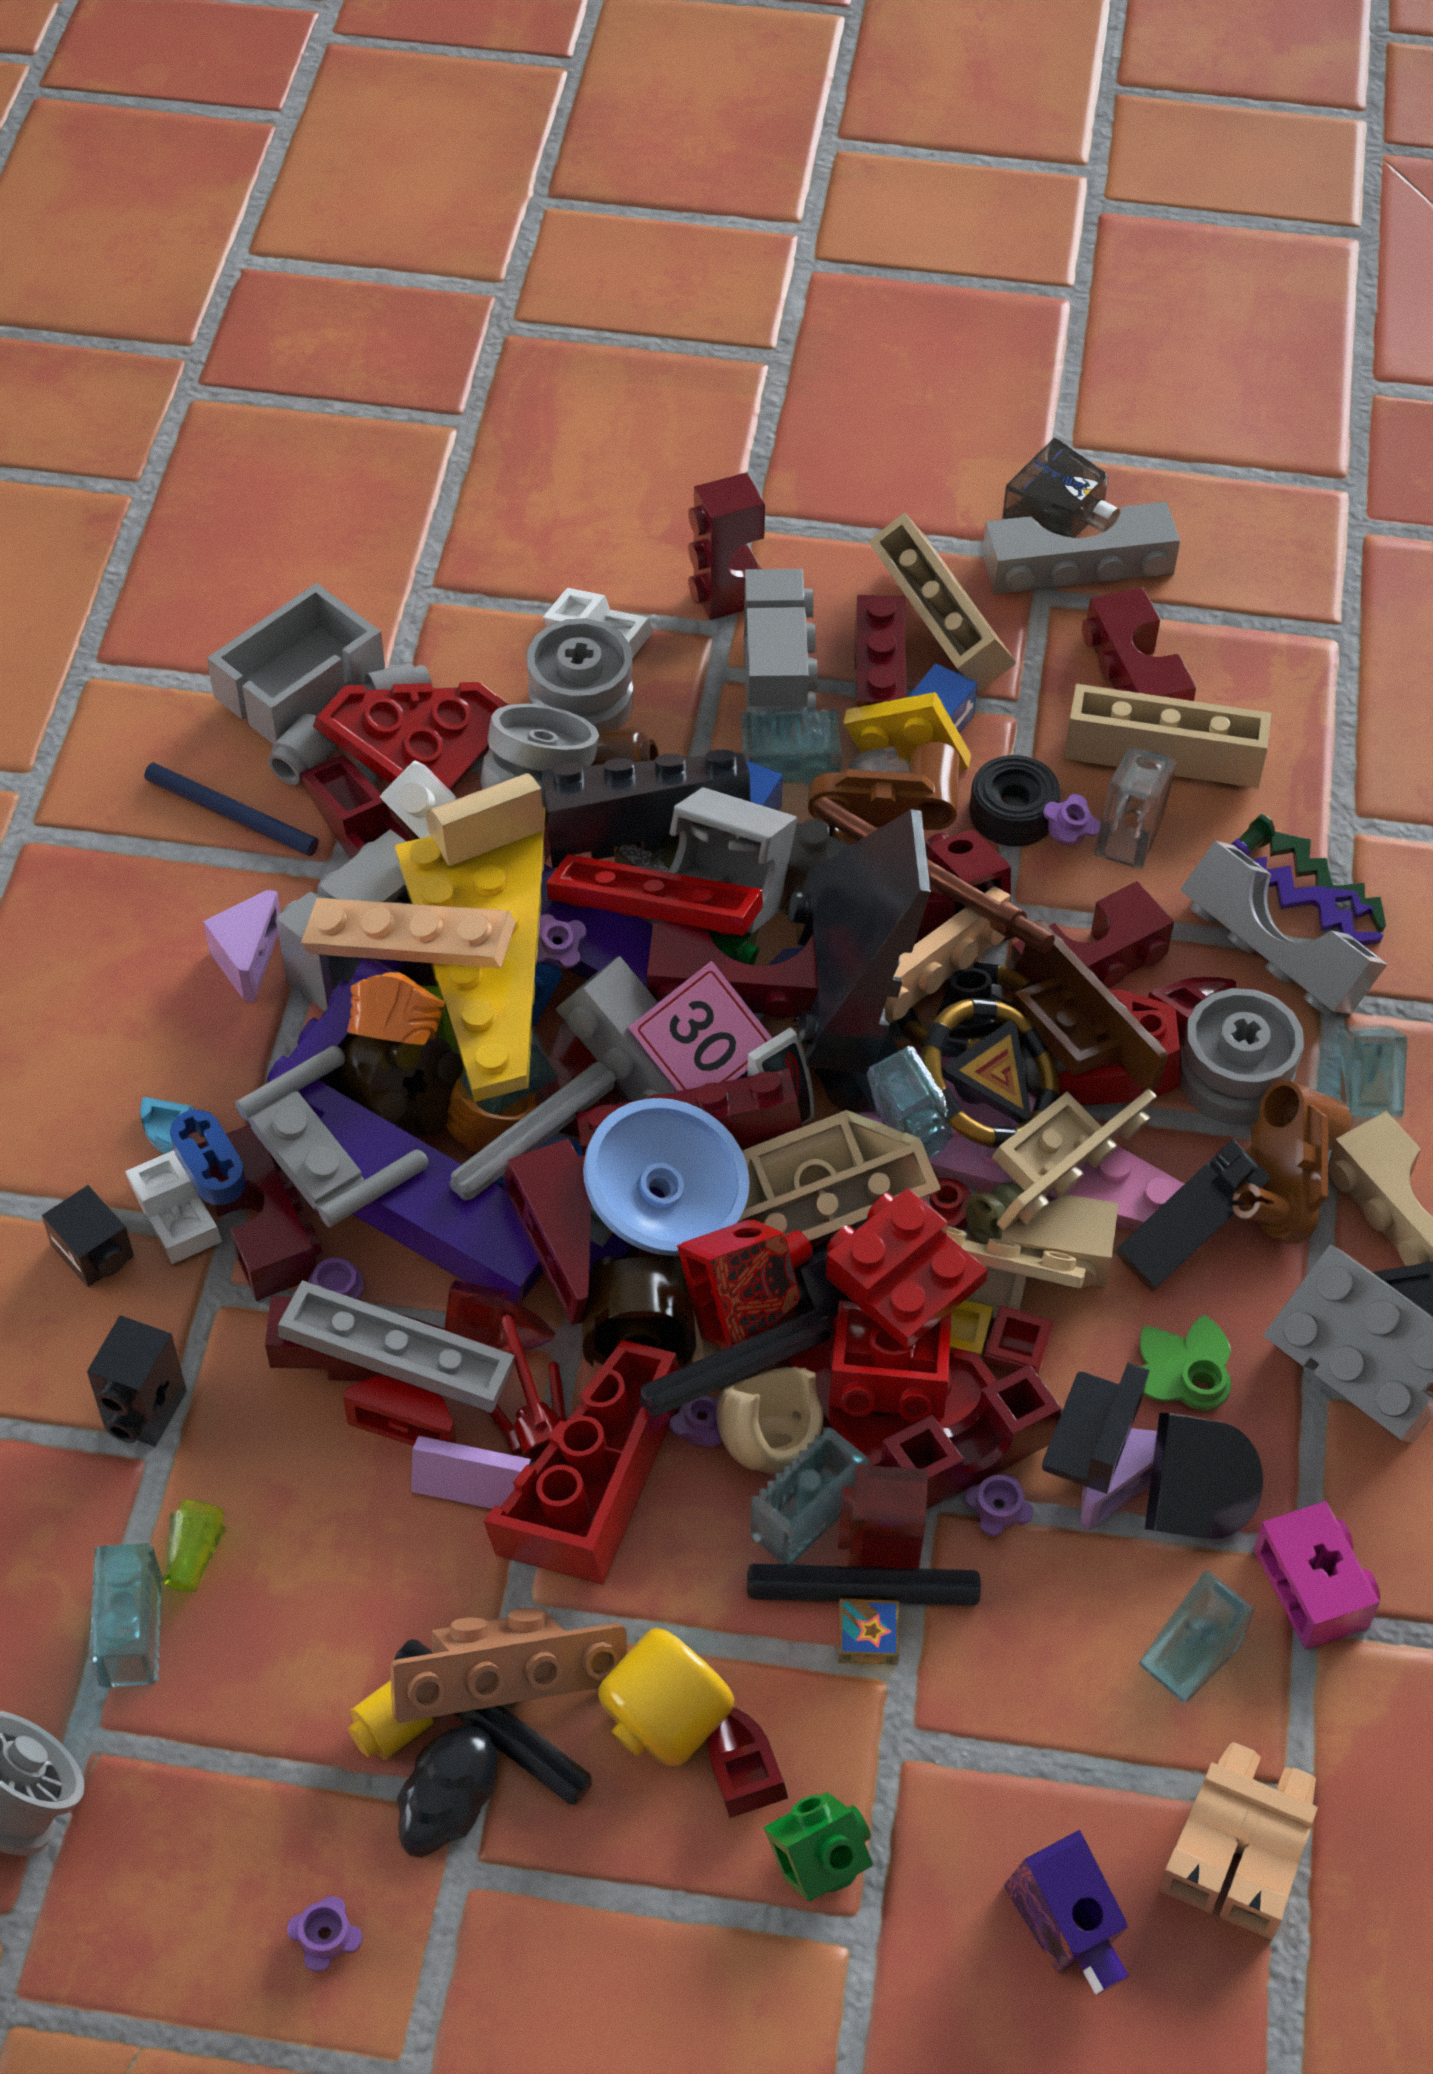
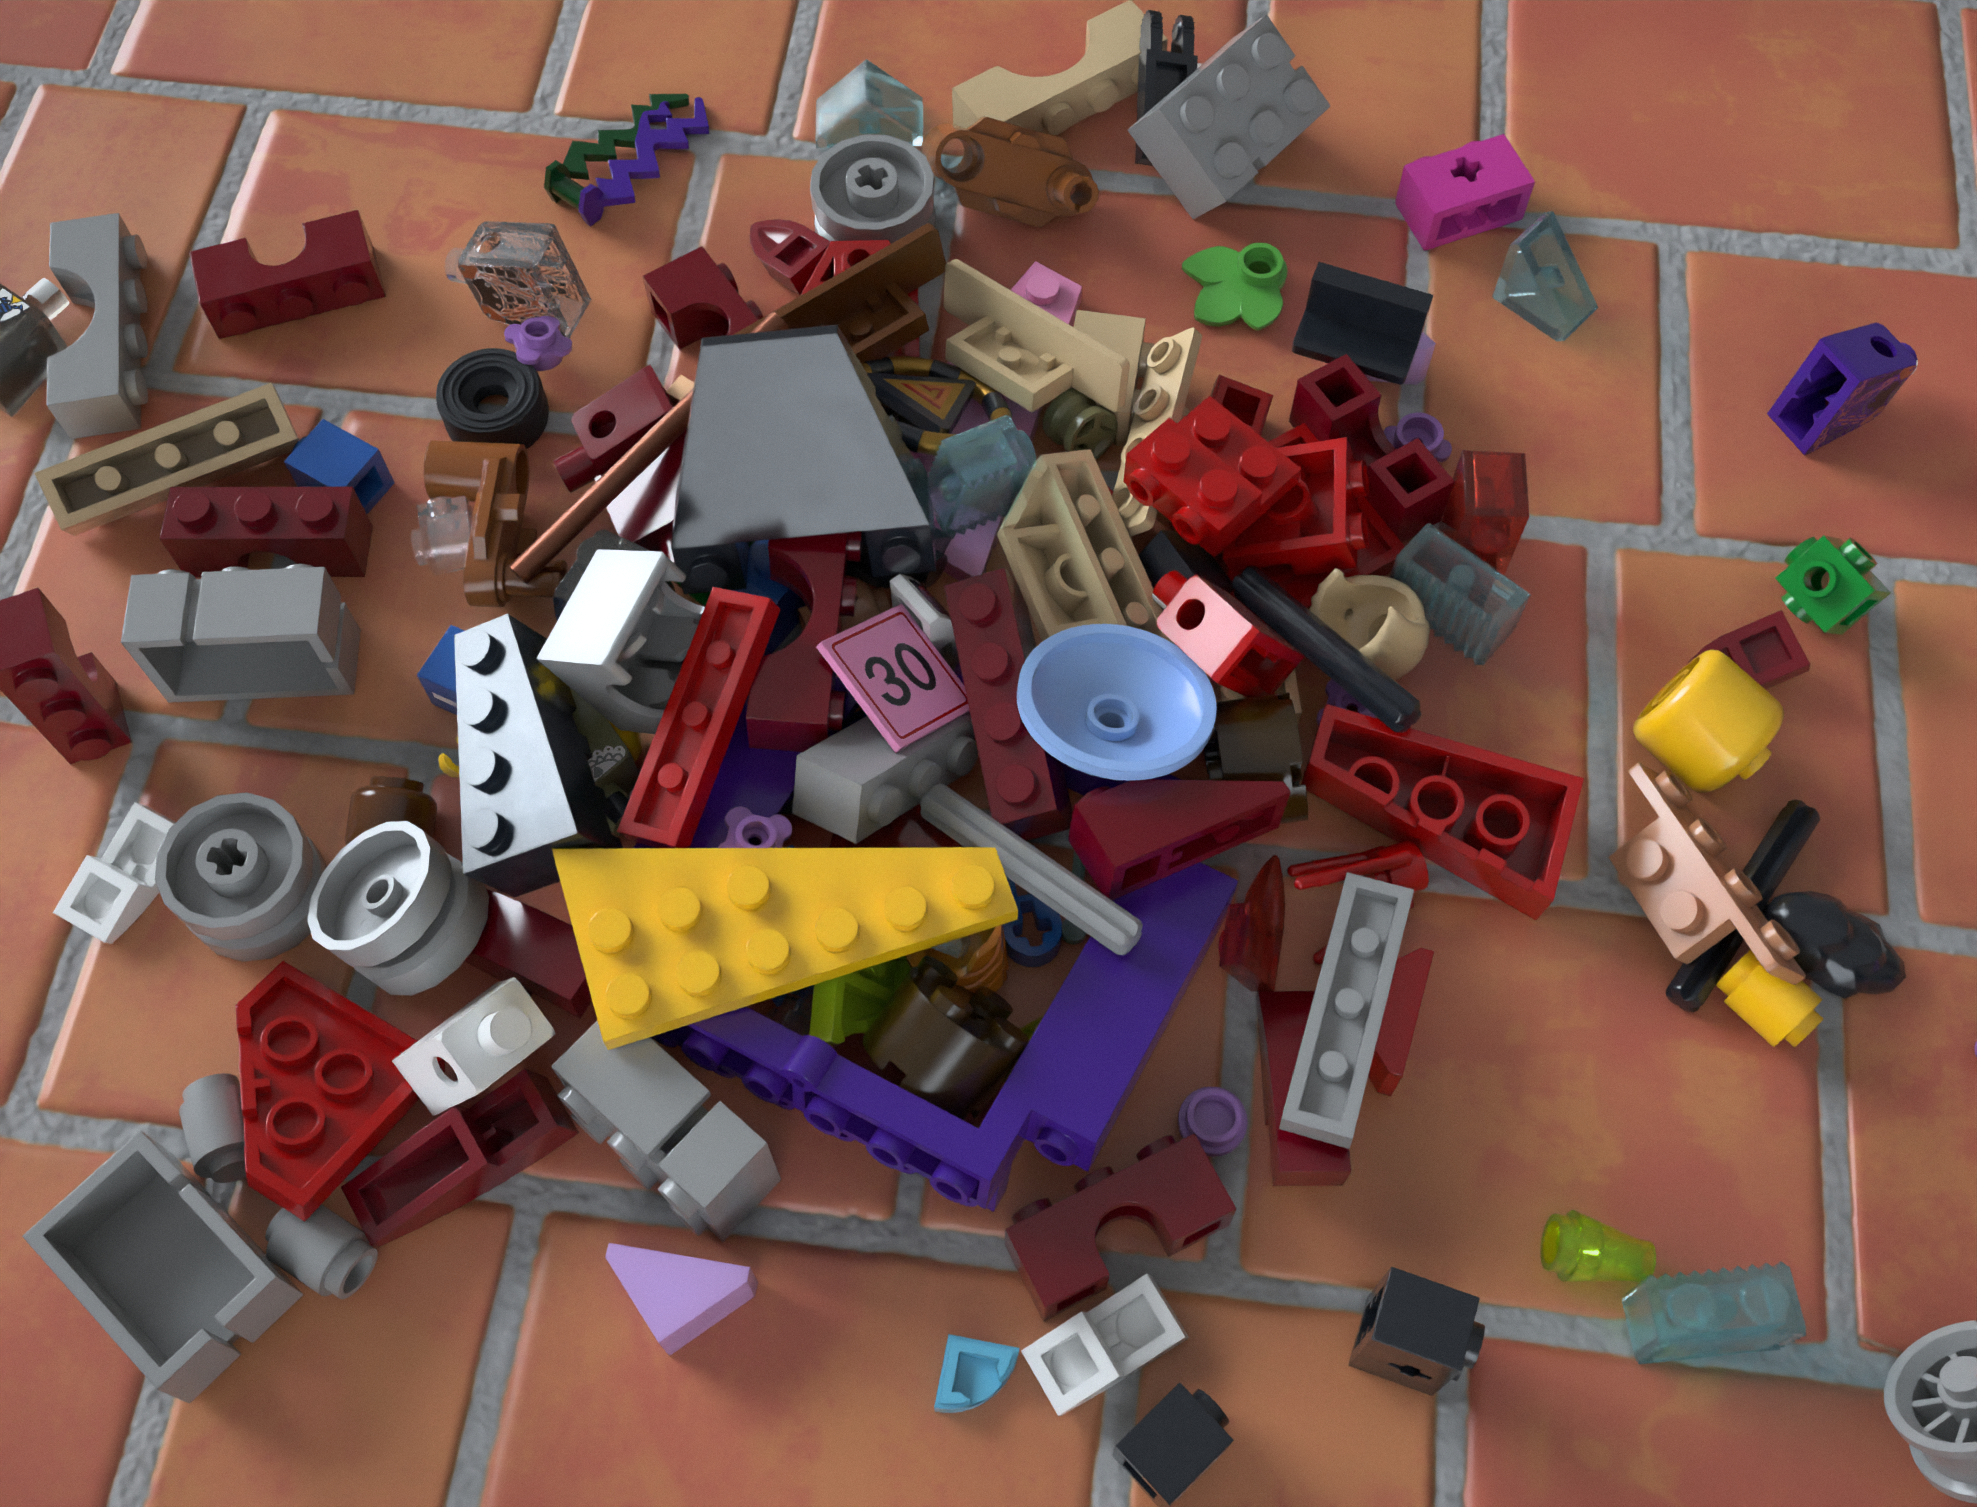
camera: 90 degrees left, 10 degrees up
(218, 1152) = (1065, 1262): blue beam -> none
(231, 809) = (410, 1356): dark blue bar -> none
(308, 1148) = (1095, 1122): light grey plate -> none
(394, 1009) = (901, 1014): orange hair -> none
(408, 932) = (772, 1004): light nougat plate -> none
(463, 1472) = (1463, 938): lavender tile -> none
(487, 819) = (590, 902): tan brick -> none
(793, 742) = (387, 631): clear light blue brick -> none
(863, 1583) = (1527, 570): black axle -> none
(868, 1632) = (1575, 557): tile -> none
(905, 725) = (382, 501): yellow wing -> none
(1190, 1216) = (1070, 253): black hinge -> none
(1201, 737) = (429, 216): tan brick -> none
(1202, 1478) = (1381, 255): black tile -> none
(1235, 892) = (757, 126): light grey arch -> none
(1249, 1820) = (1738, 262): light nougat hips -> none

